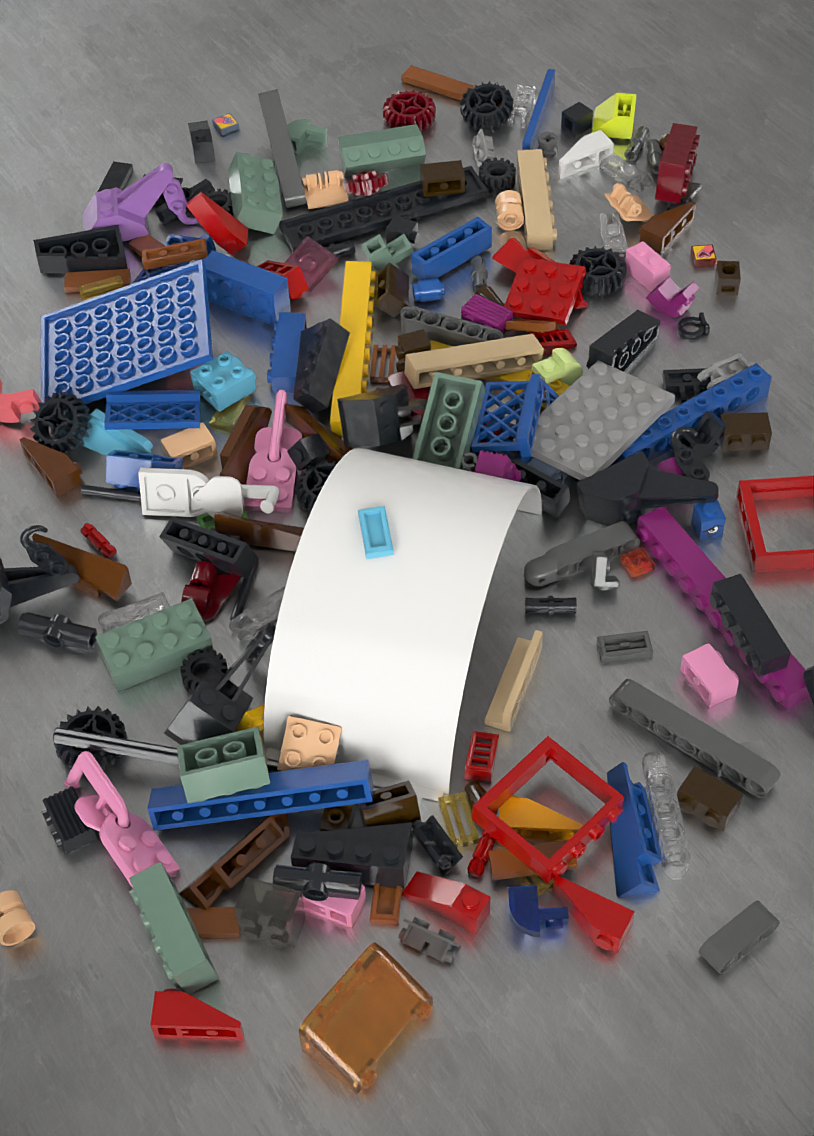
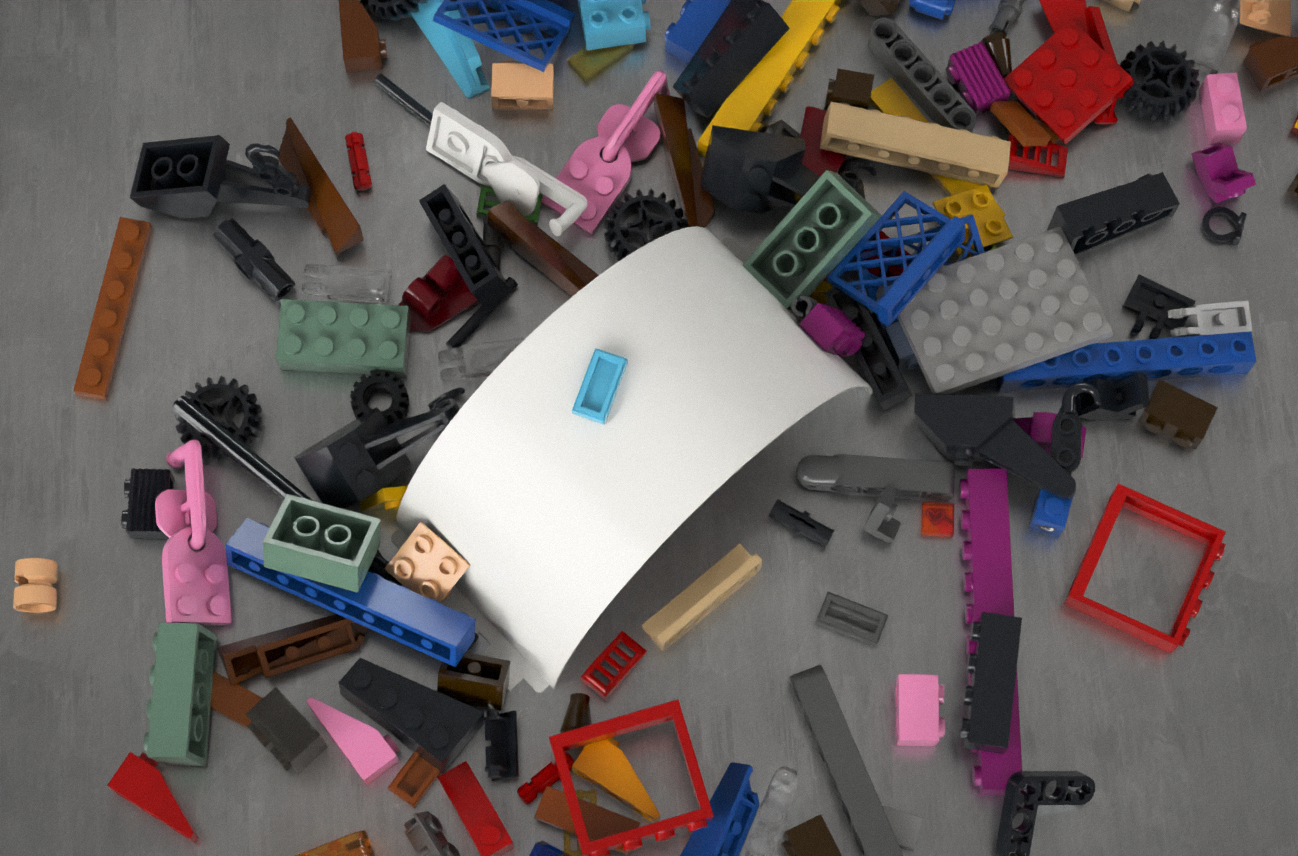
camera: 25 degrees right, 20 degrees up
(123, 466) = (438, 80): brick -> none
(240, 445) = (580, 116): reddish brown wedge -> none
(308, 451) = (649, 171): black brick -> none
(319, 881) = (347, 727): black piece -> none
(337, 818) = (414, 672): dark brown brick -> none
(384, 351) = (828, 61): dark orange tile -> none
(463, 839) = (536, 753): clear yellow tile -> none
(560, 367) = (1012, 206): yellowish green brick -> none

